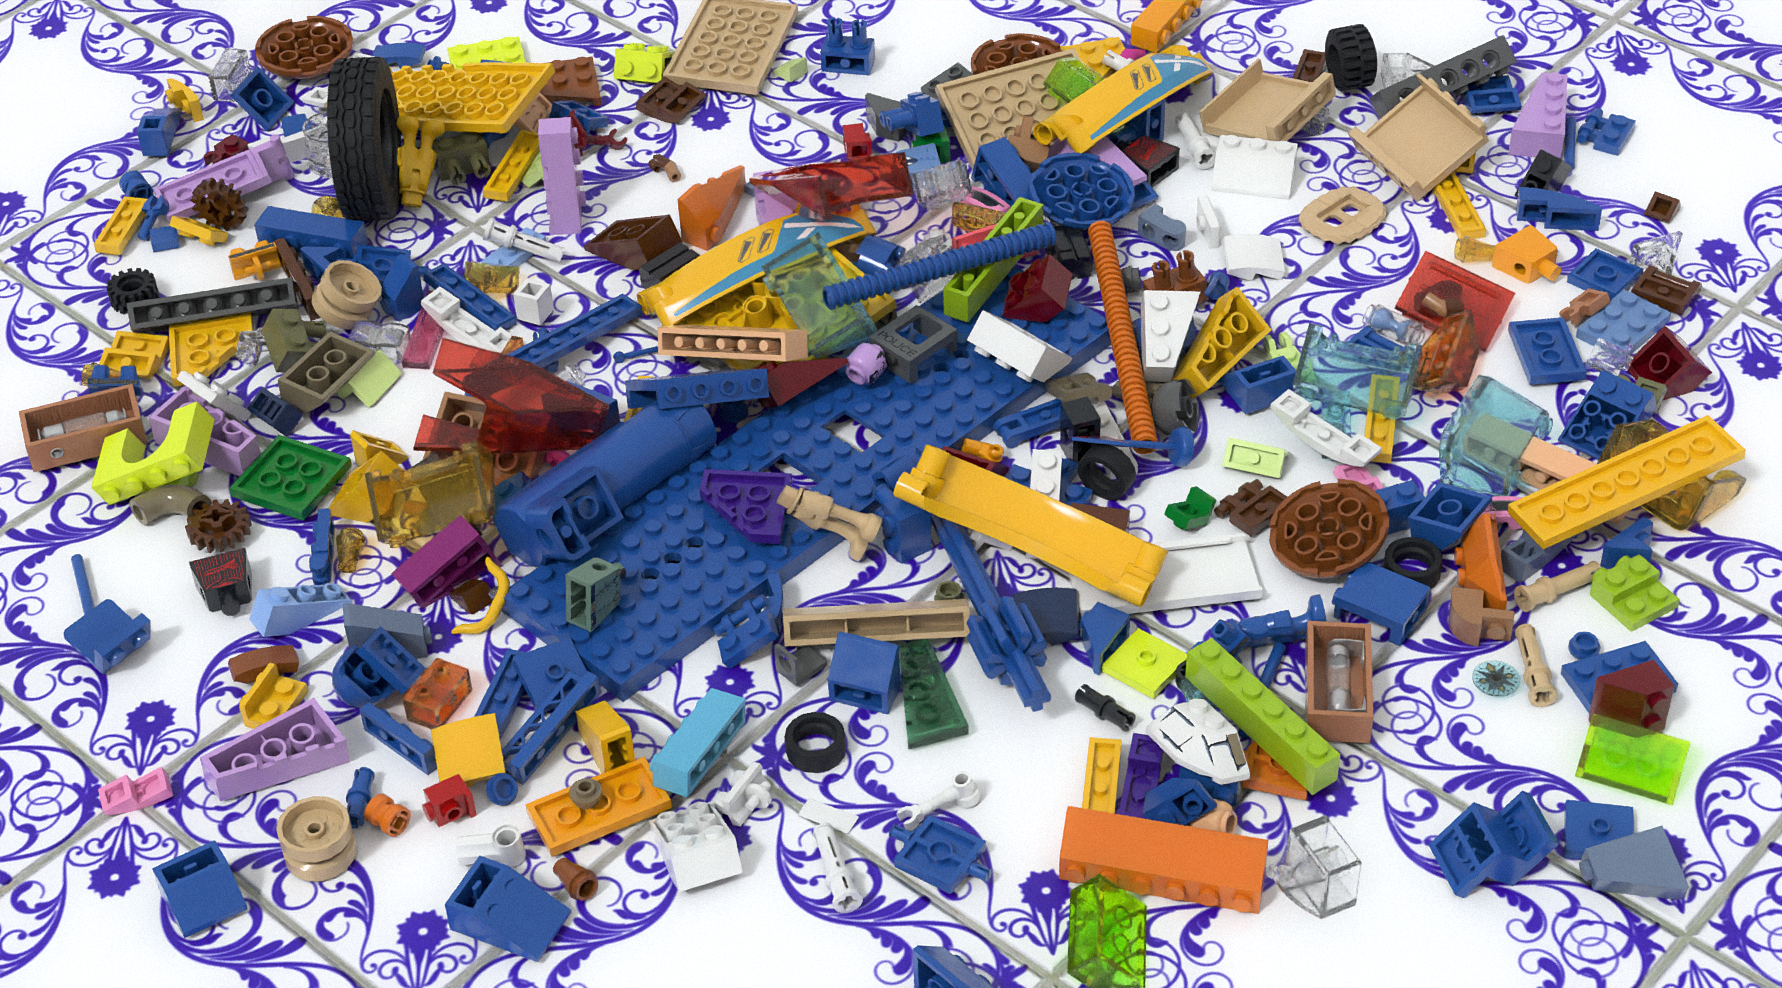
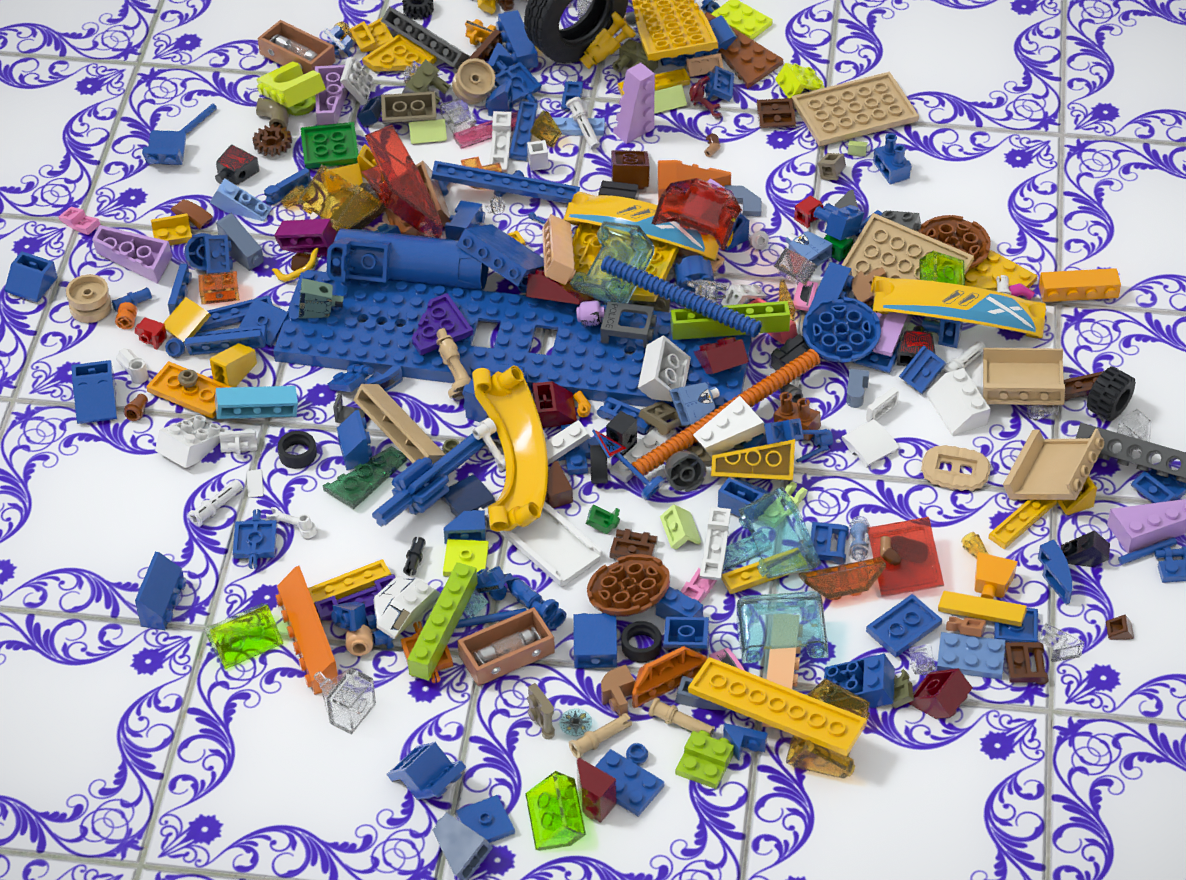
camera: 55 degrees right, 5 degrees up
(452, 237) = (571, 90): none -> blue slope
(805, 95) = (831, 166): none -> dark tan brick
(970, 537) = (484, 431): none -> white brick
(1089, 348) = (693, 402): none -> medium blue torso
(1188, 167) = (922, 370): none -> blue plate
(1212, 291) = (783, 431): none -> blue slope
(1462, 691) = (541, 710): none -> dark tan plate
(1568, 283) = (982, 608): none -> yellow tile

